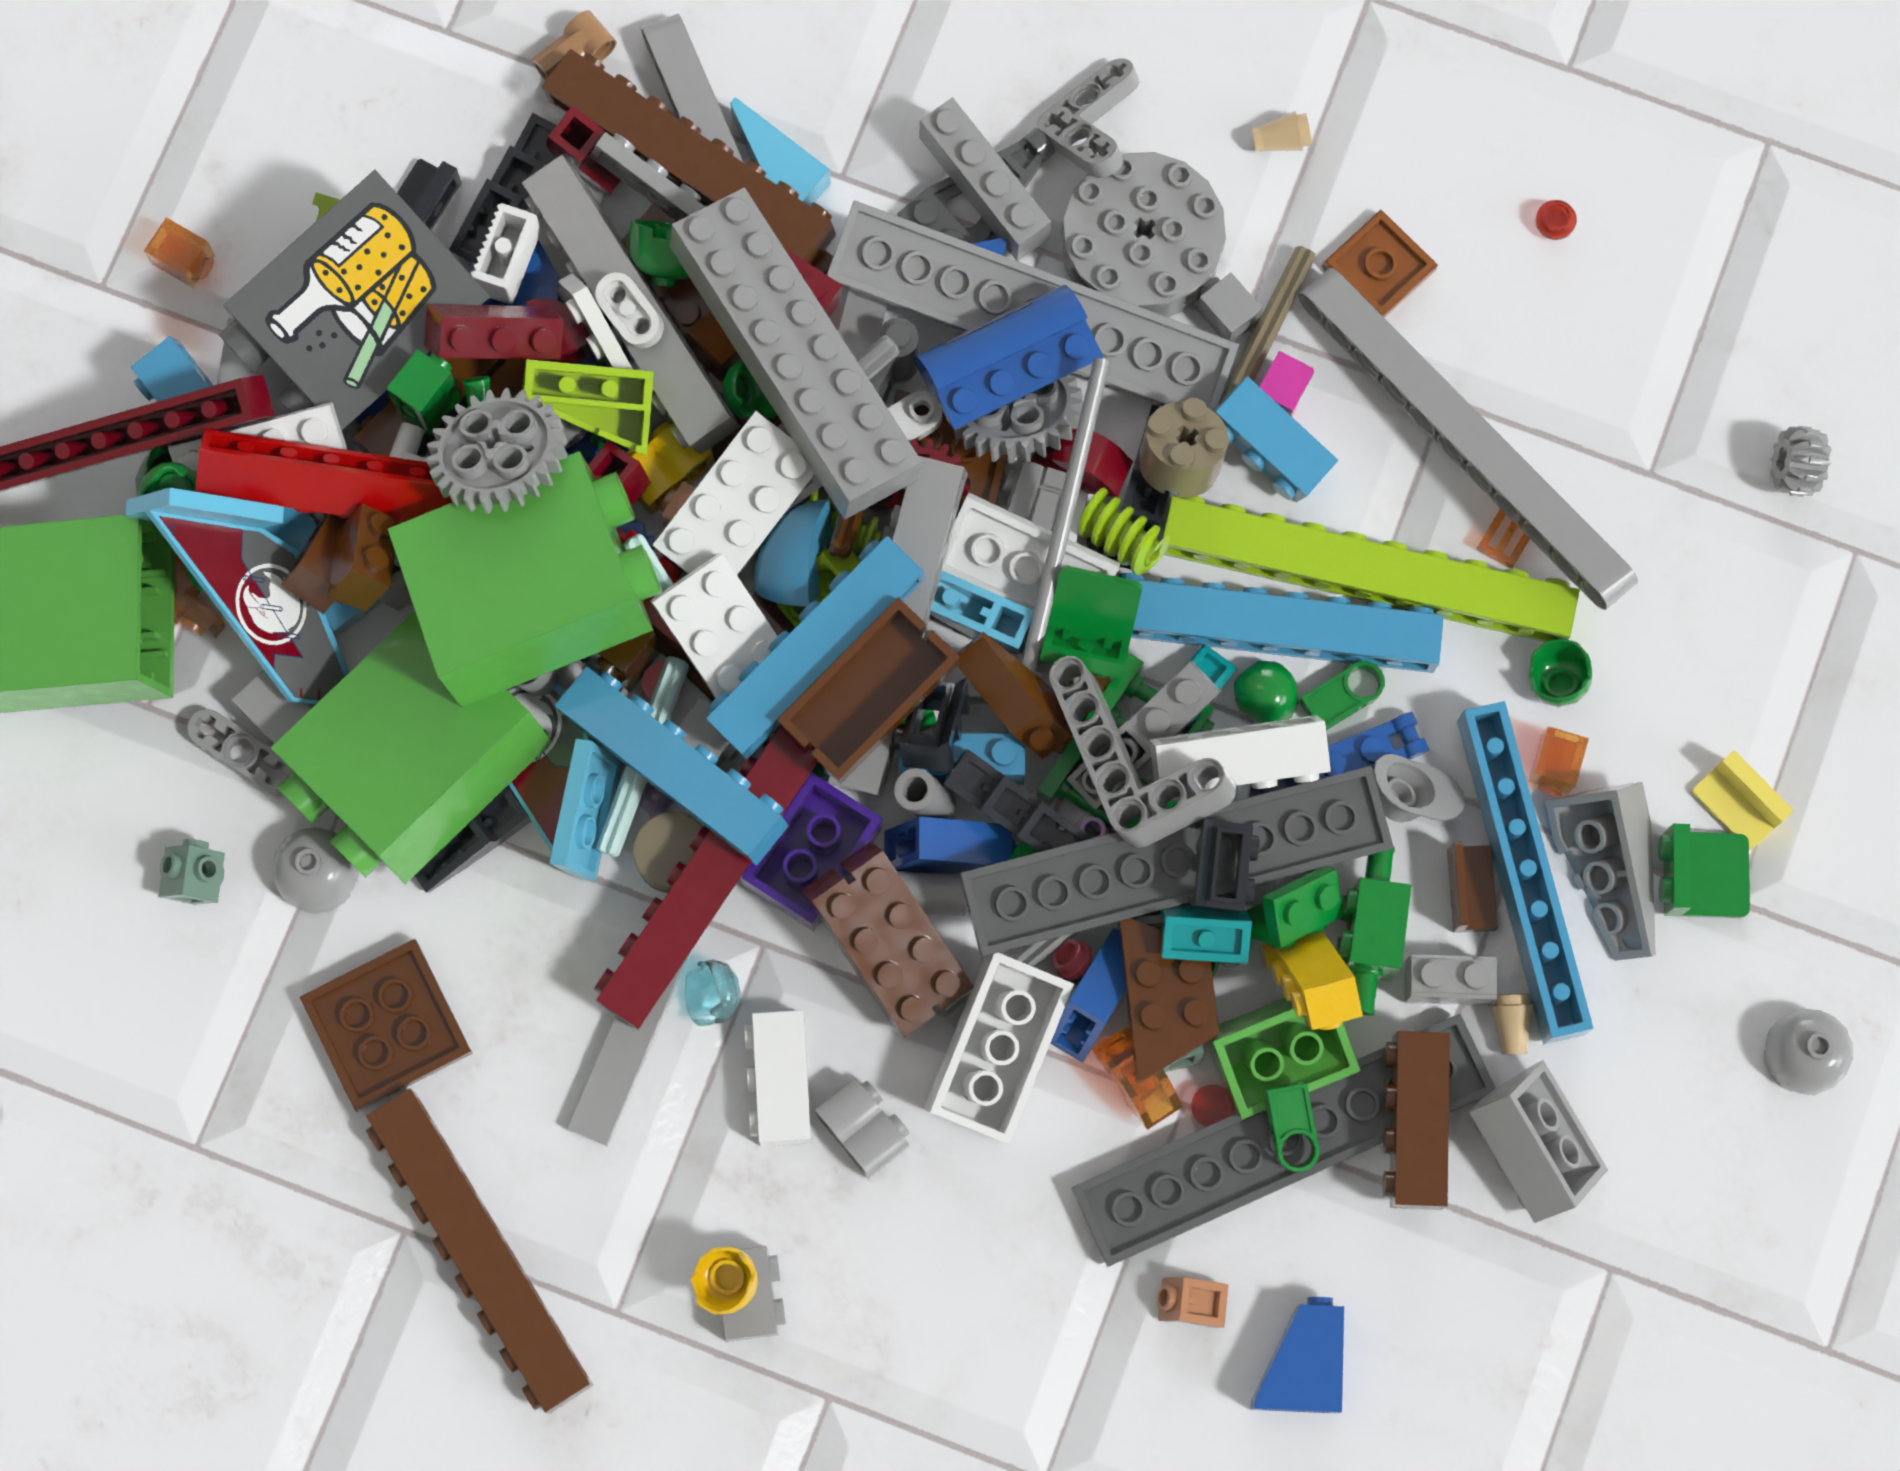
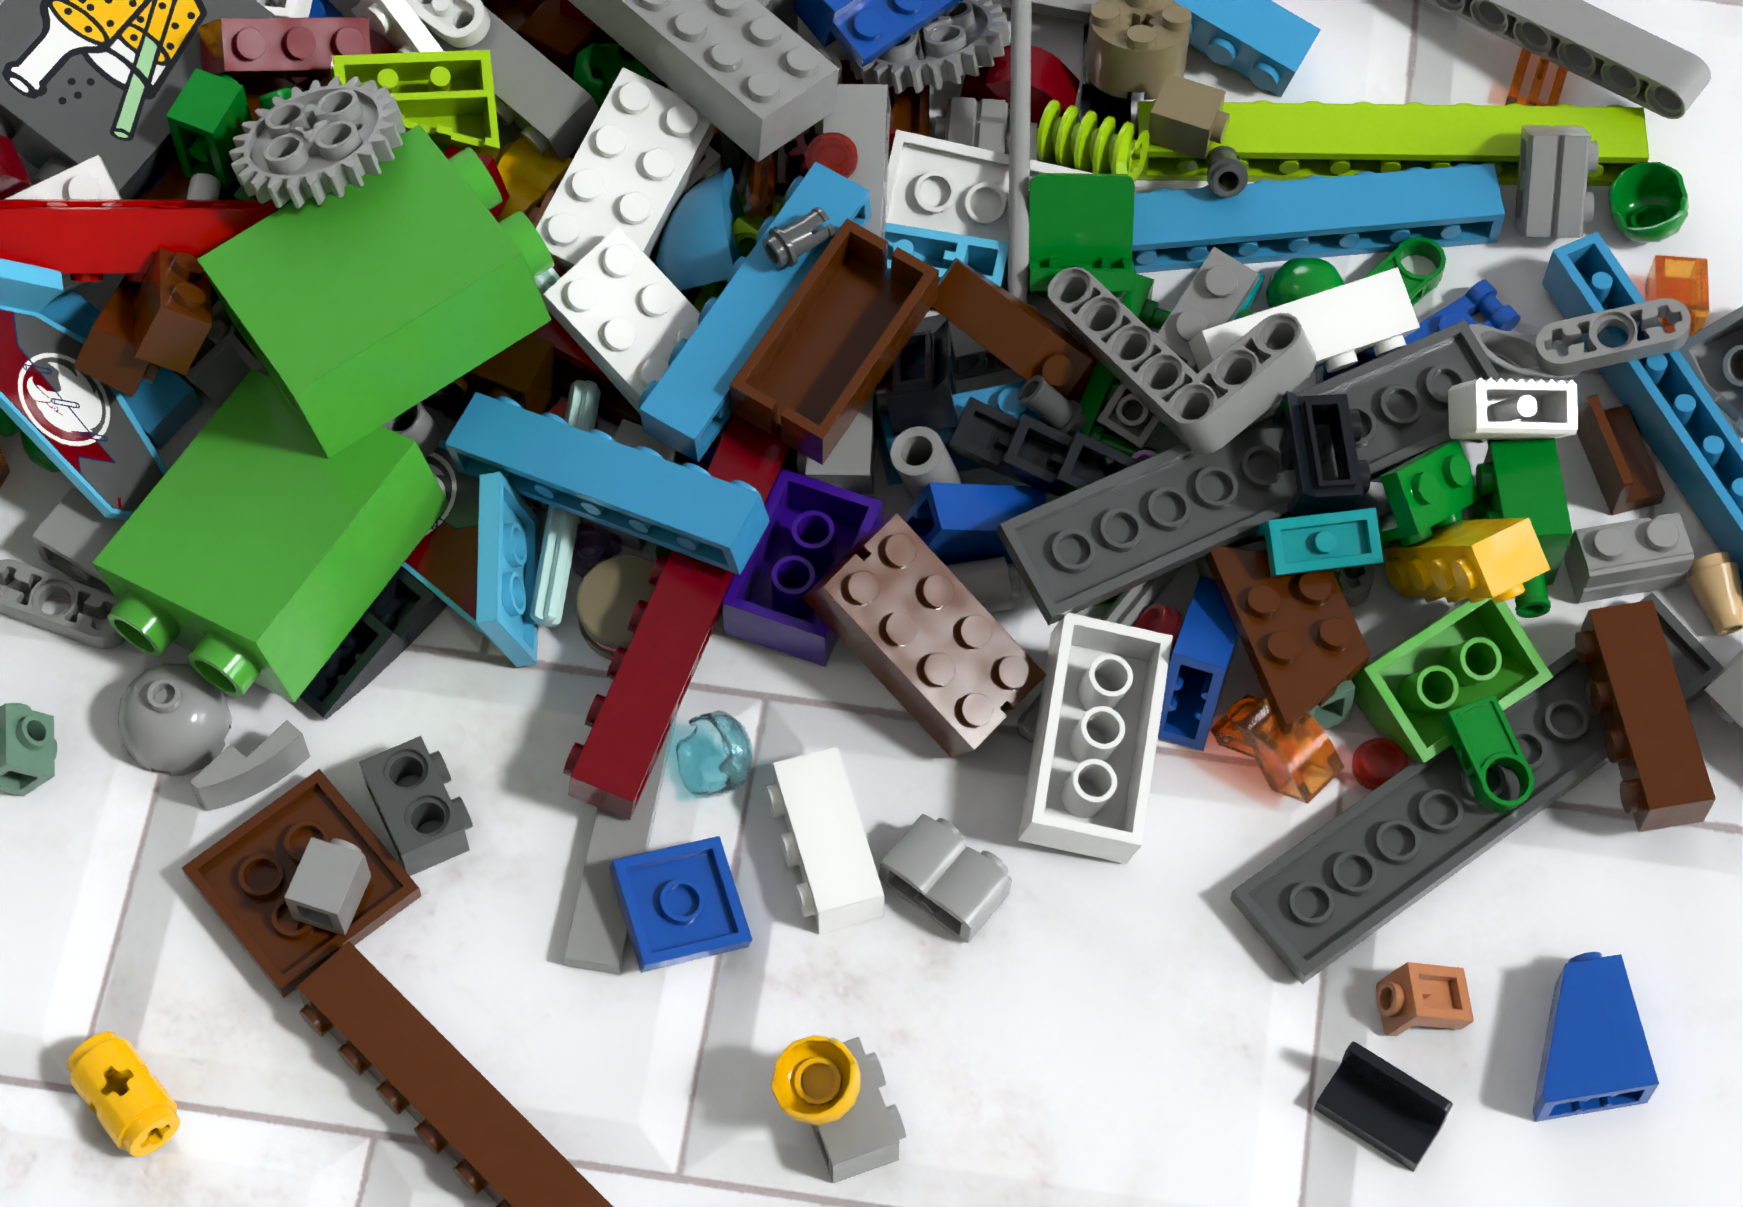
camera: 10 degrees left, 15 degrees down
(244, 1184) = (144, 1114): none -> yellow piece
(351, 930) = (236, 777): none -> light grey slope
(403, 1040) = (328, 885): none -> light grey brick
(472, 985) = (410, 807): none -> dark grey brick
(660, 1107) = (680, 904): none -> blue plate
(857, 605) = (797, 238): none -> dark grey pin
(904, 525) = (833, 152): none -> clear red plate
(1039, 772) = (1051, 406): none -> dark grey pin
(1137, 1379) = (1383, 1106): none -> black panel
(1205, 527) = (1188, 117): none -> dark tan brick
(1223, 584) = (1226, 172): none -> dark grey pin
(1381, 860) = (1512, 409): none -> white brick
(1486, 642) = (1554, 181): none -> light grey brick
(1518, 811) = (1625, 317): none -> light grey beam

